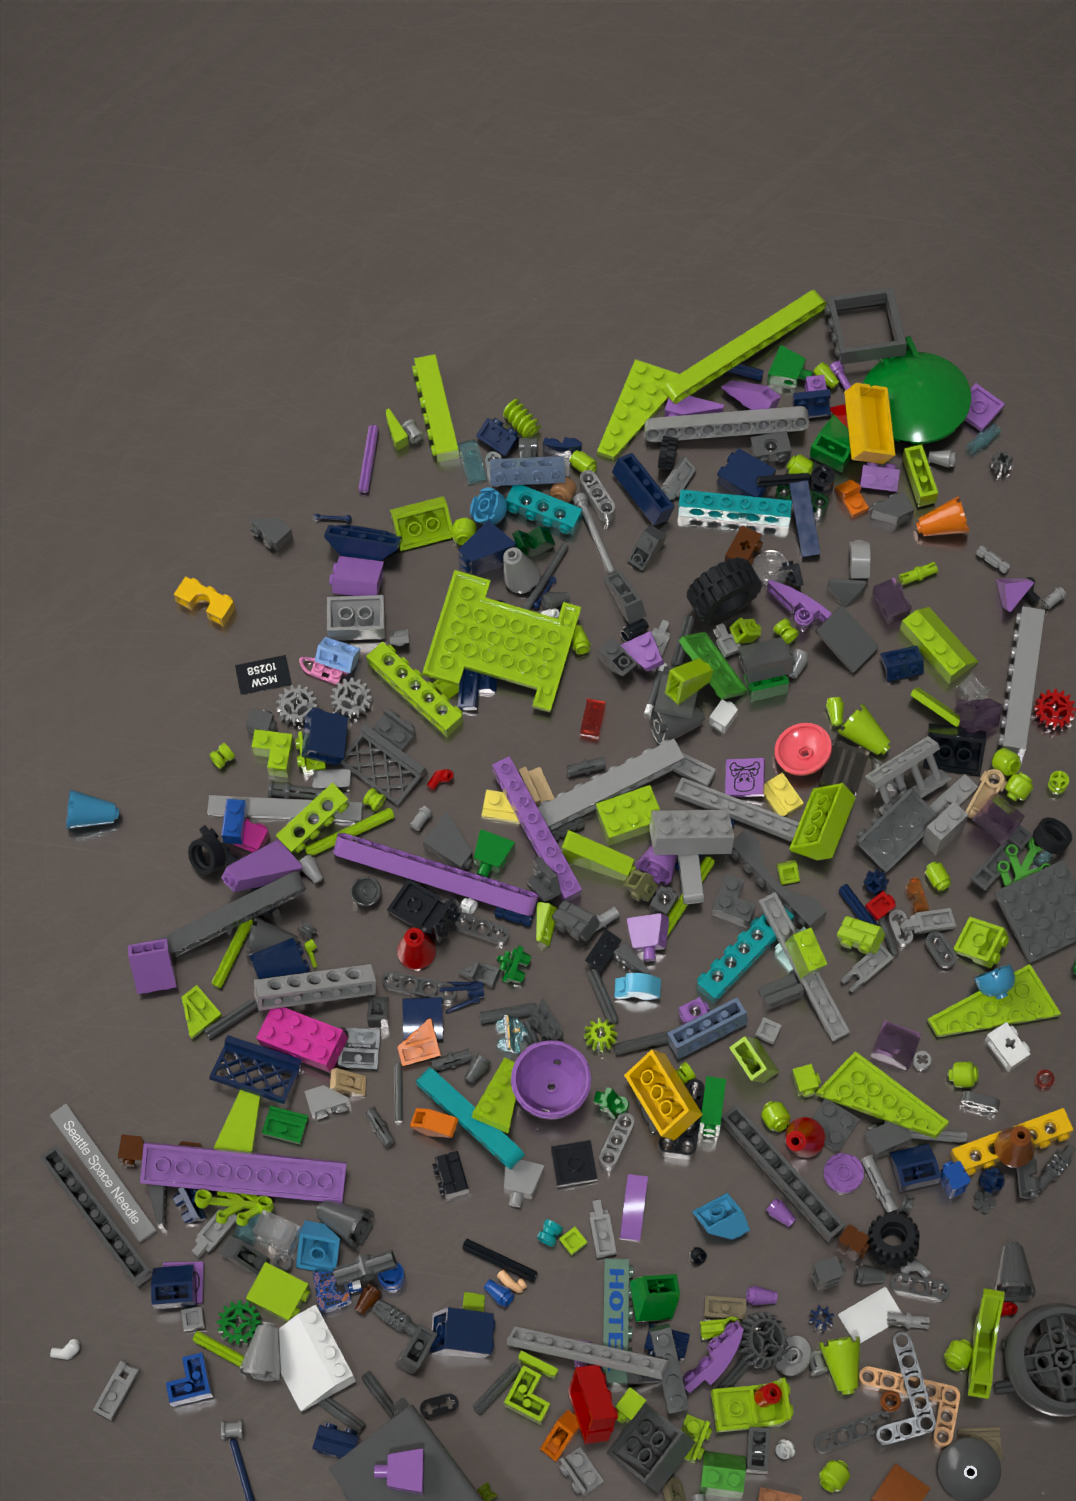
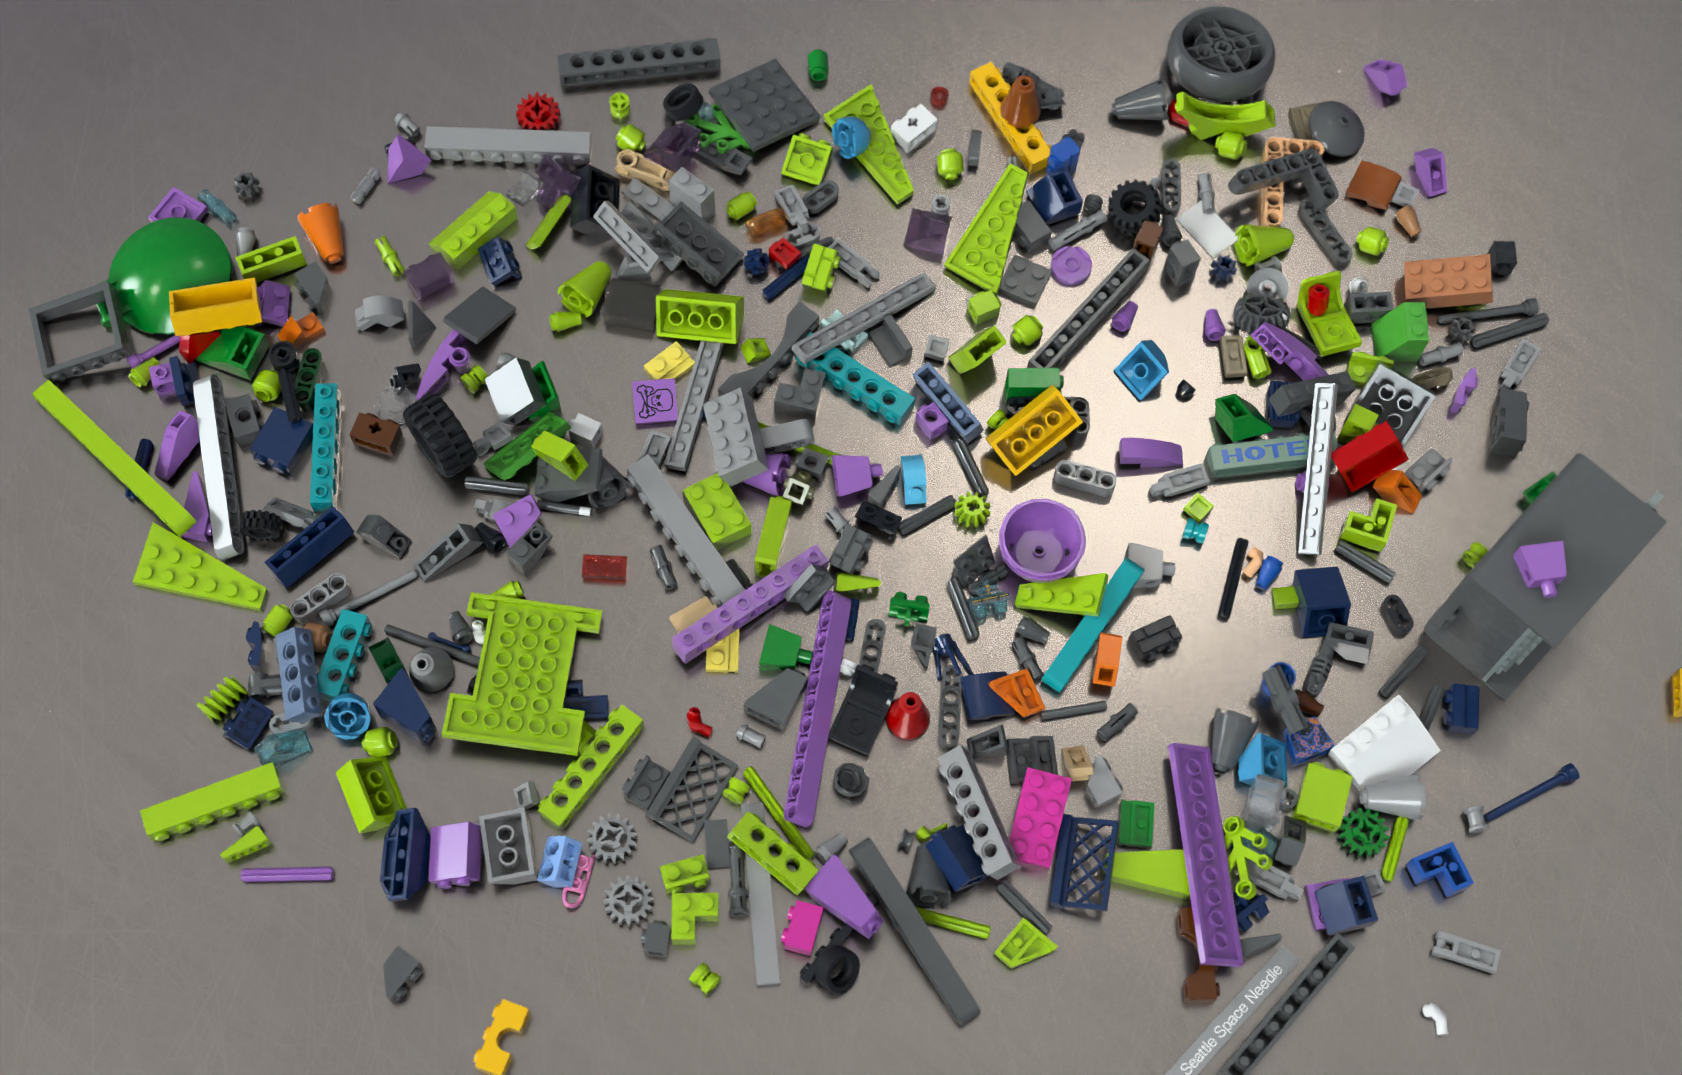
camera: 105 degrees left, 0 degrees up
(152, 966) = (986, 1002): medium lavender brick -> none
(234, 821) = (797, 935): blue brick -> none
(263, 674) = (590, 952): black sticker -> none
(324, 736) = (667, 856): dark blue brick -> none
(347, 518) = (371, 886): dark blue hinge -> none
(537, 1365) = (1333, 523): lime tile -> none
(574, 1163) = (1116, 517): black plate -> none
(611, 1102) = (1048, 482): green hips -> none
(750, 630) = (477, 414): lime brick -> none
(787, 368) = (137, 412): green torso -> none
(802, 740) = (607, 333): coral dish -> none
(805, 518) = (335, 370): dark blue tile -> none
(805, 953) = (860, 303): lime brick -> none
(805, 1137) = (1048, 298): red cone -> none
(894, 1398) = (1293, 197): dark orange cone -> none
(992, 1180) = (1053, 130): dark blue gear -> none
(1006, 761) = (604, 152): lime head -> none

